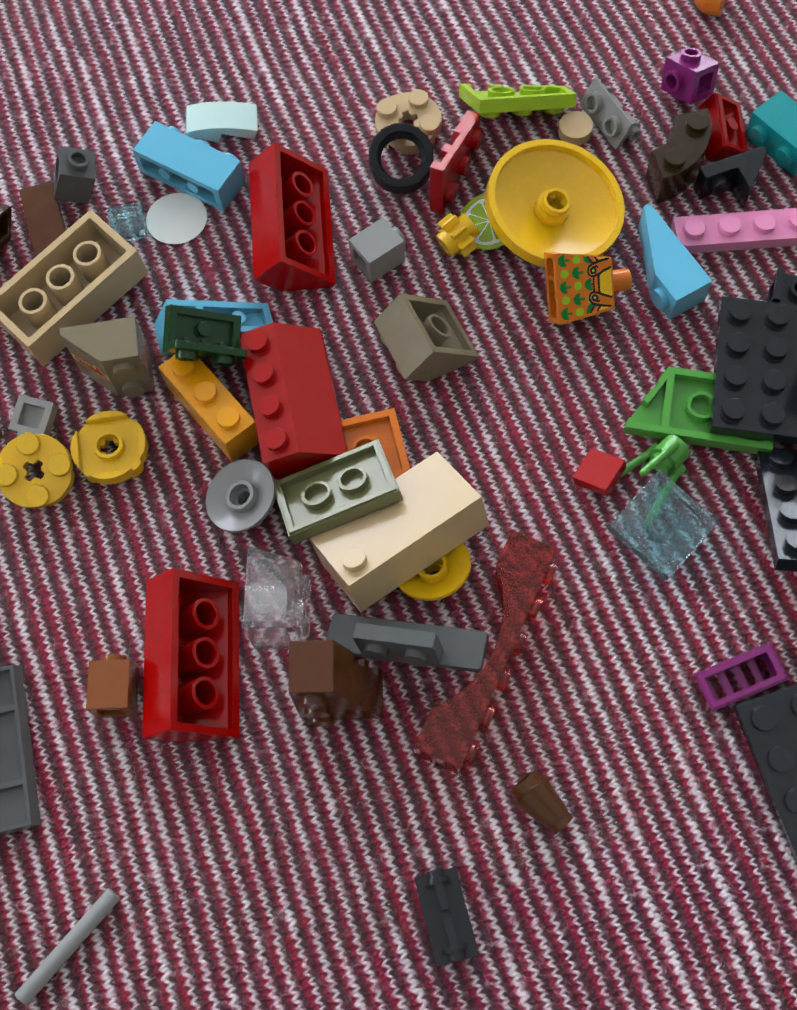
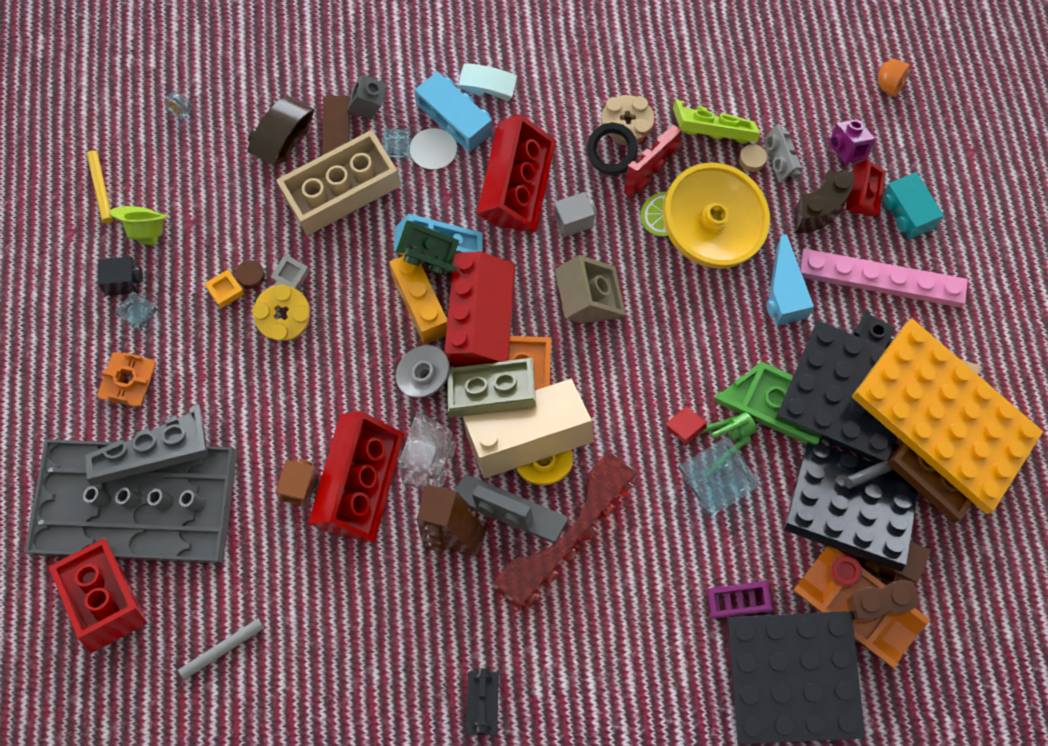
camera: 10 degrees right, 0 degrees up
(112, 355) = (359, 244): dark tan slope -> none
(114, 467) = (343, 325): yellow plate -> none
(457, 235) = (636, 219): yellow gear -> none
(541, 801) = (571, 645): reddish brown cone -> none
(581, 285) = (716, 283): orange torso -> none
(730, 173) = (863, 226): black slope -> none

